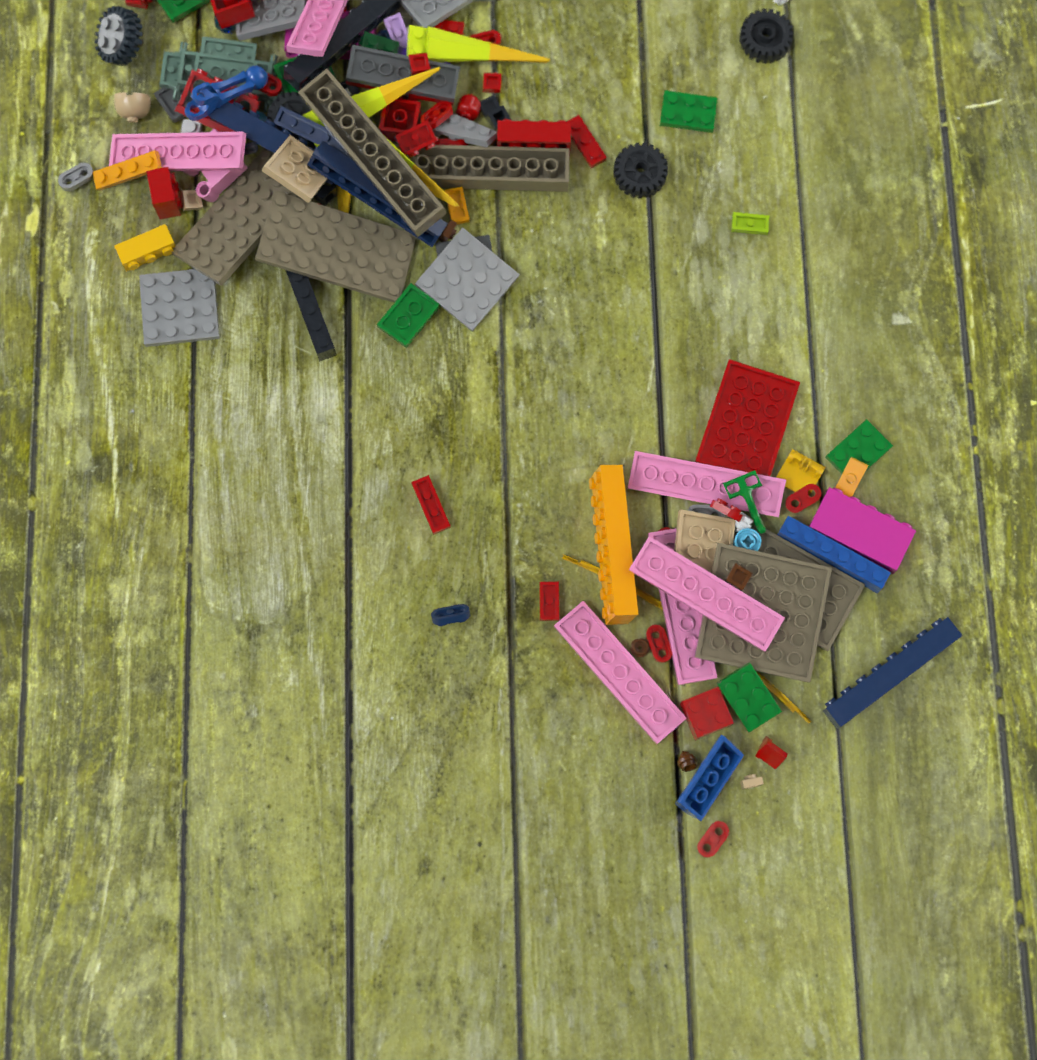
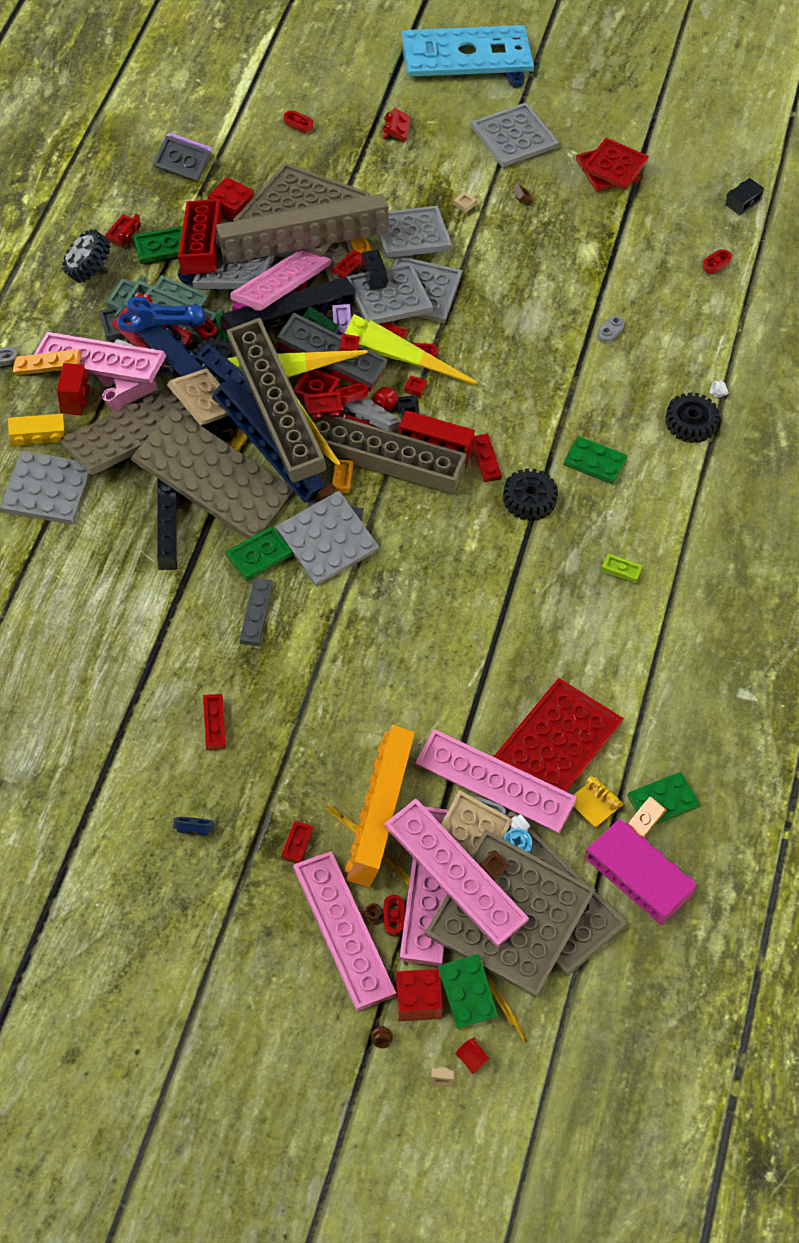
camera: 15 degrees right, 20 degrees down
(132, 106) = (75, 314): tan cylinder -> none
(191, 200) = (95, 403): tan plate -> none
(427, 377) = (256, 612): none -> dark grey plate
(709, 778) = (396, 1053): blue slope -> none
(713, 840) = (380, 1122): red plate -> none
(721, 506) = (506, 806): red plate -> none
(746, 492) = (531, 795): green piece -> none
(803, 498) = (590, 827): red plate -> none
(834, 554) = (606, 884): blue brick -> none
(892, 673) = (627, 1016): dark blue brick -> none

